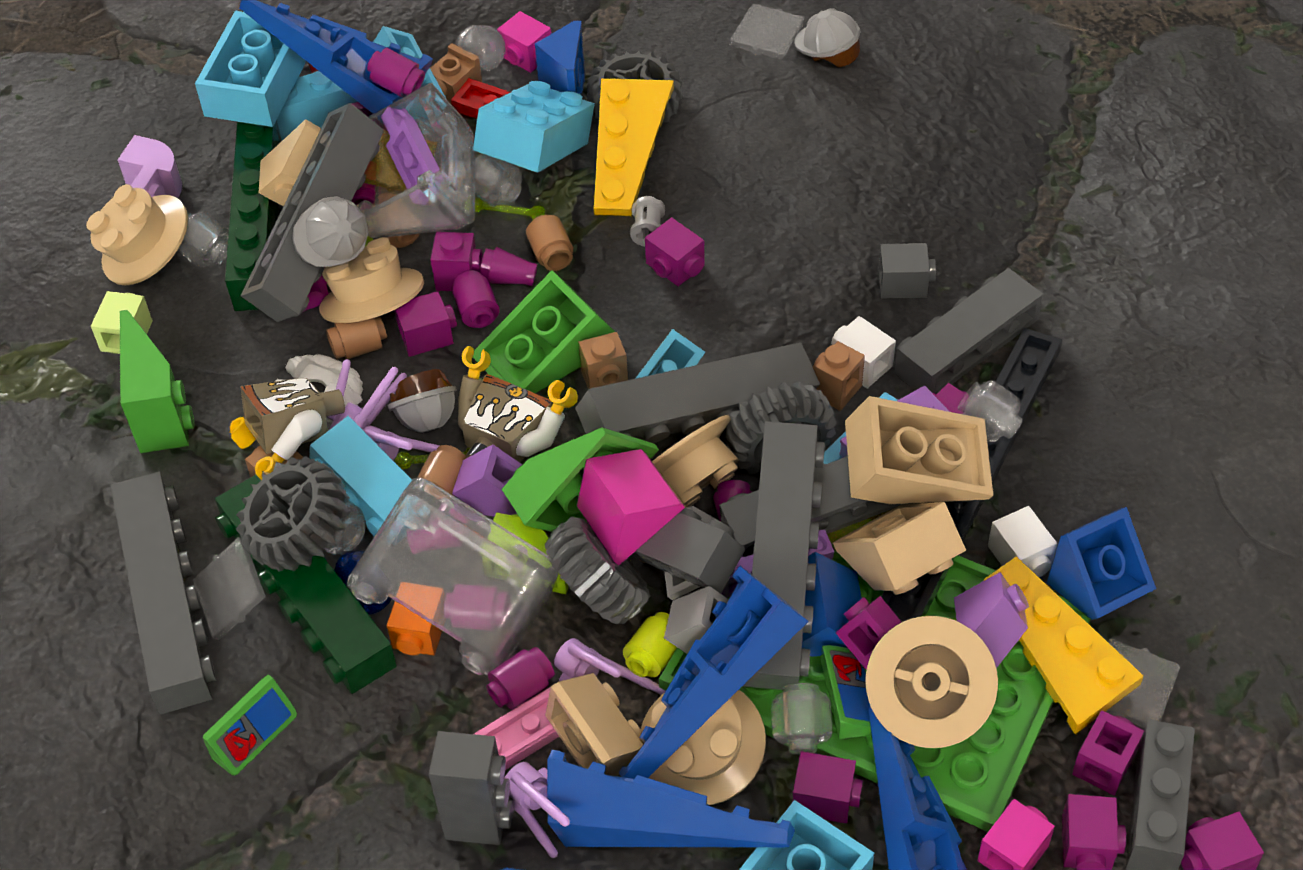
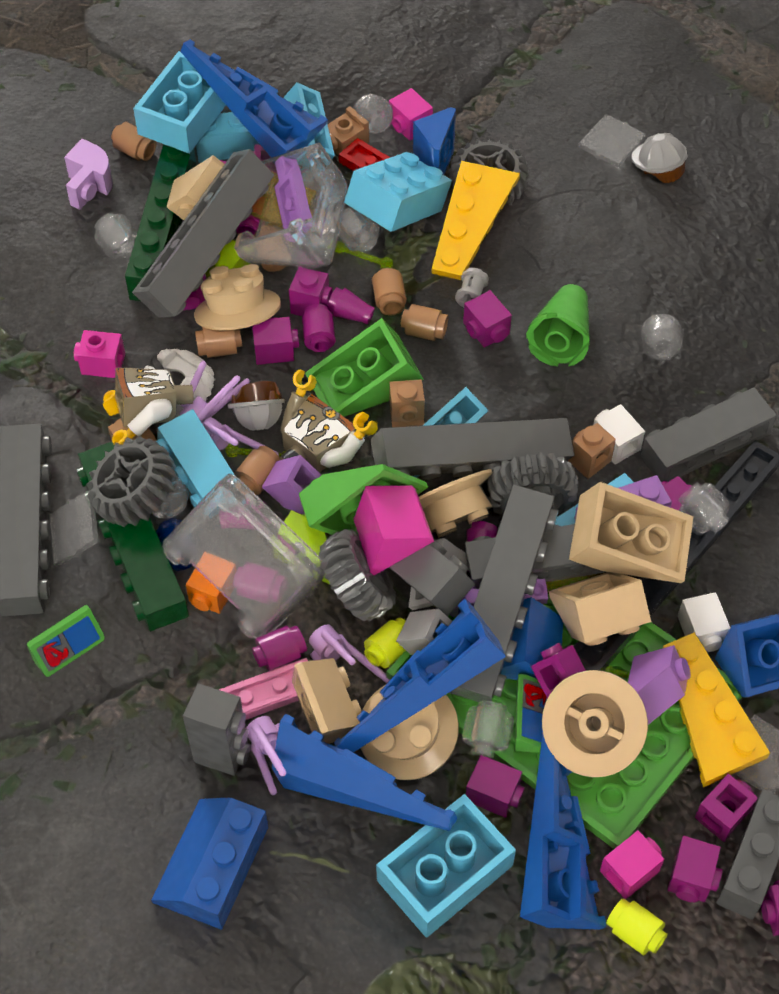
camera: 10 degrees right, 5 degrees up
(107, 320) = (39, 293): yellowish green brick -> none
(137, 233) = (66, 222): tan piece -> none
(150, 392) = (46, 358): bright green slope -> none
(196, 130) = (129, 142): none -> medium nougat brick
(213, 378) = (99, 353): none -> dark pink brick
(330, 232) = (212, 254): light grey piece -> none
(395, 72) = (293, 128): magenta brick -> none
(601, 269) = (424, 322): none -> medium nougat brick
(766, 246) = (561, 328): none -> bright green cone
(883, 226) = (662, 337): none -> clear head
(905, 270) = (670, 371): dark grey brick -> none

